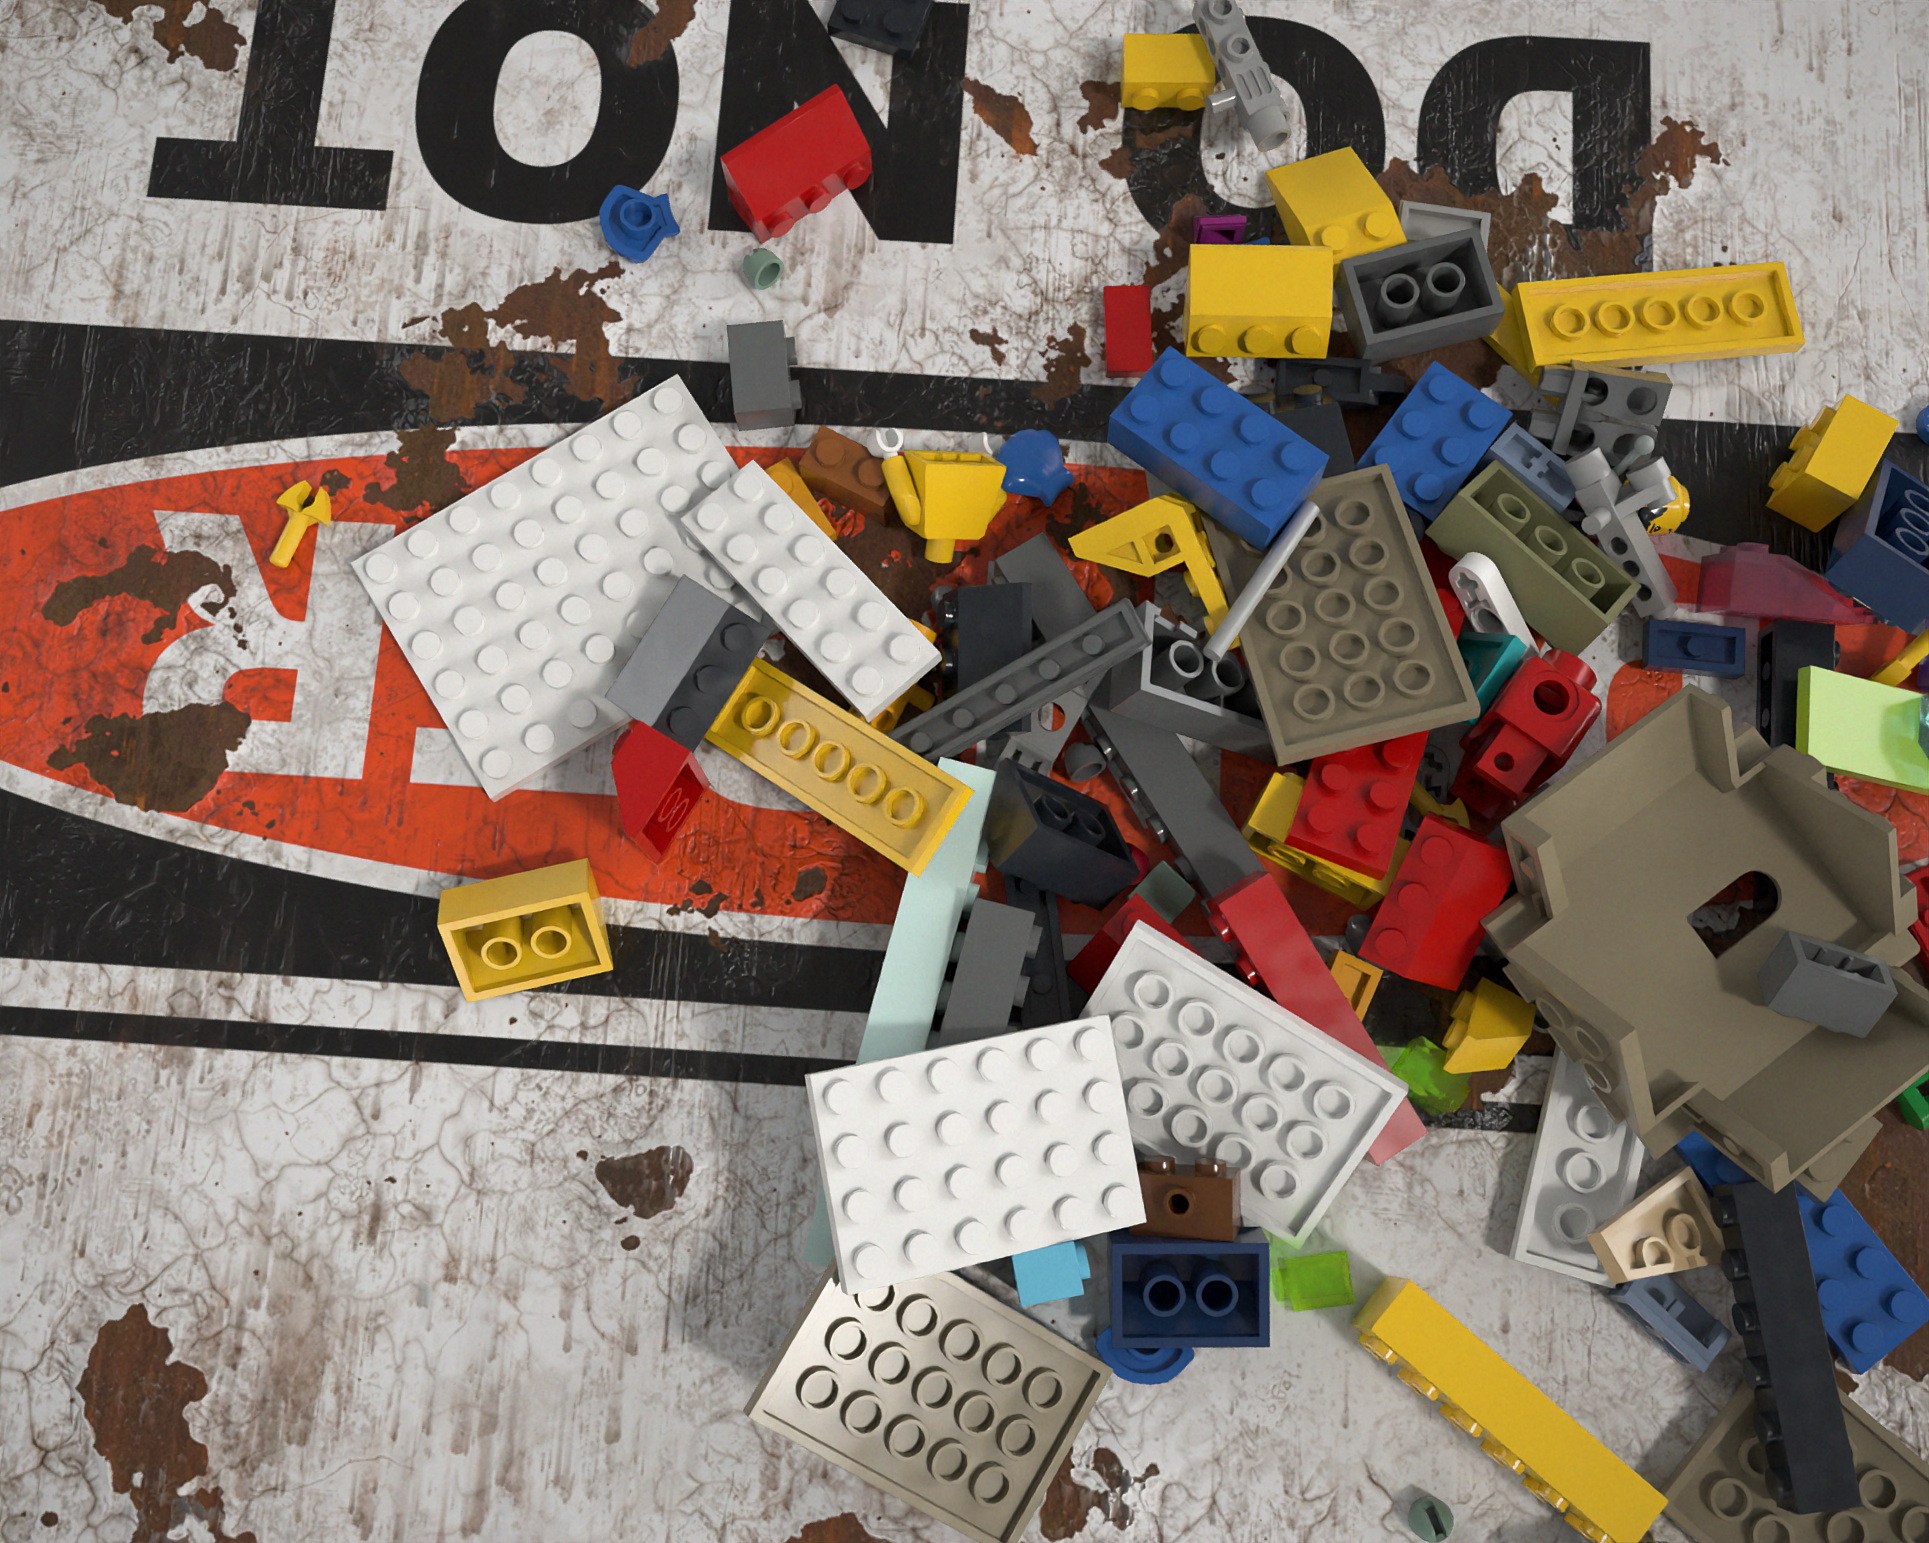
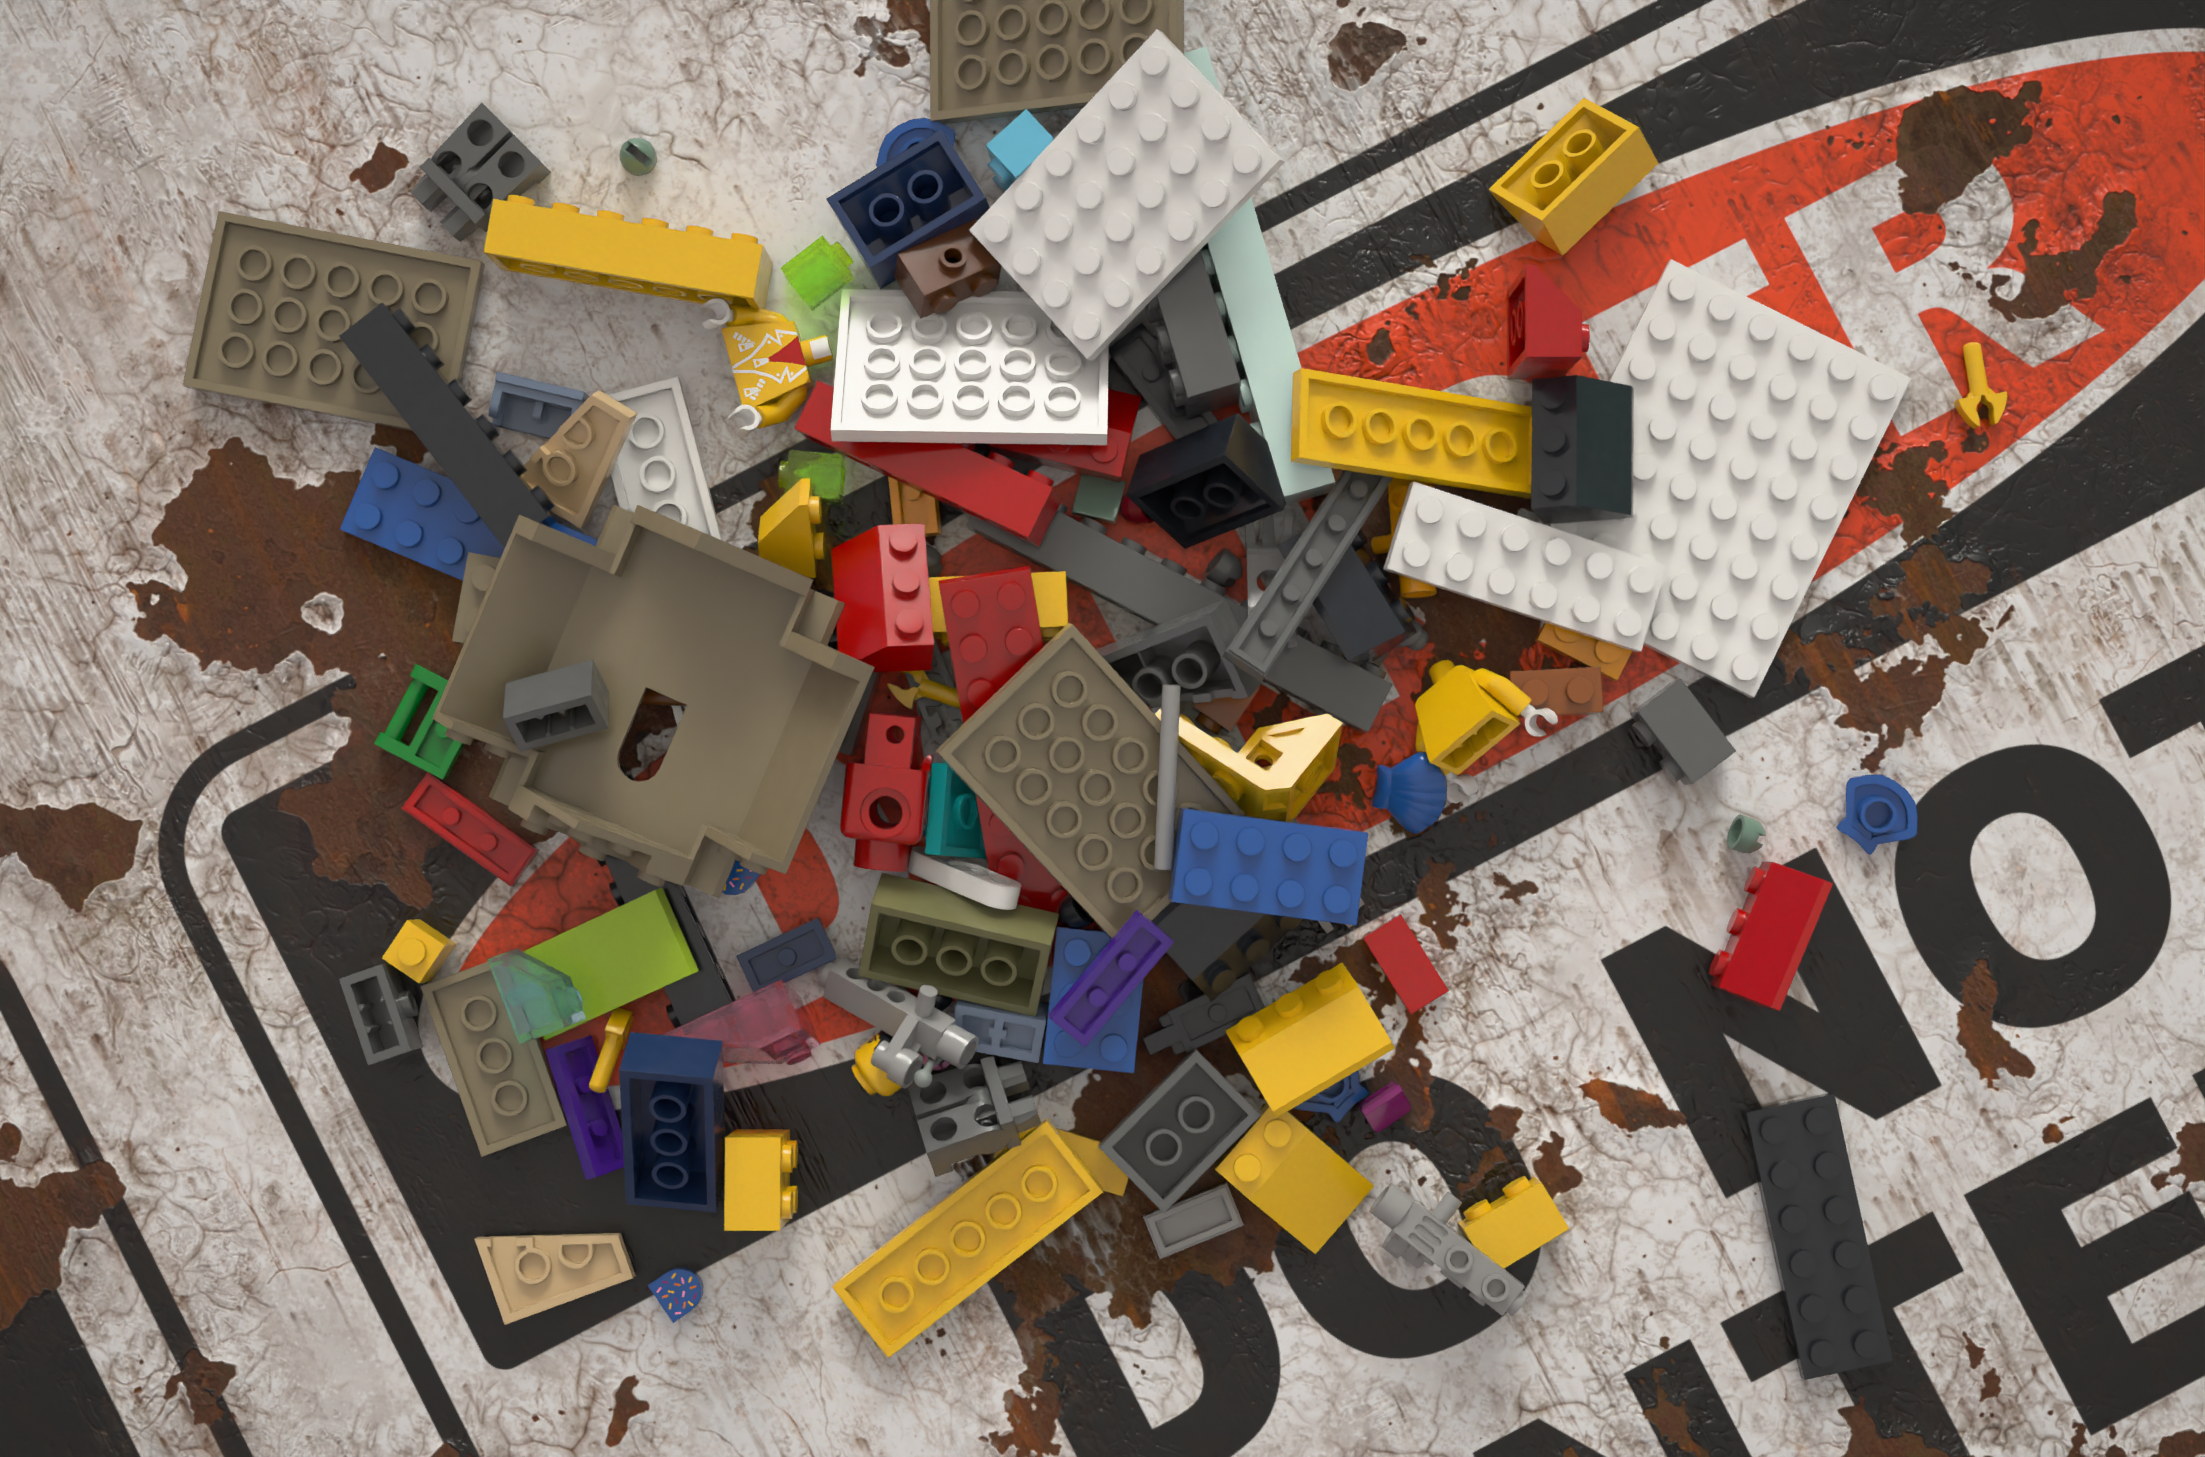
camera: 150 degrees right, 10 degrees up
(1415, 438) = (1111, 978): none -> dark purple plate
(1417, 1216) = (766, 362): none -> yellow torso

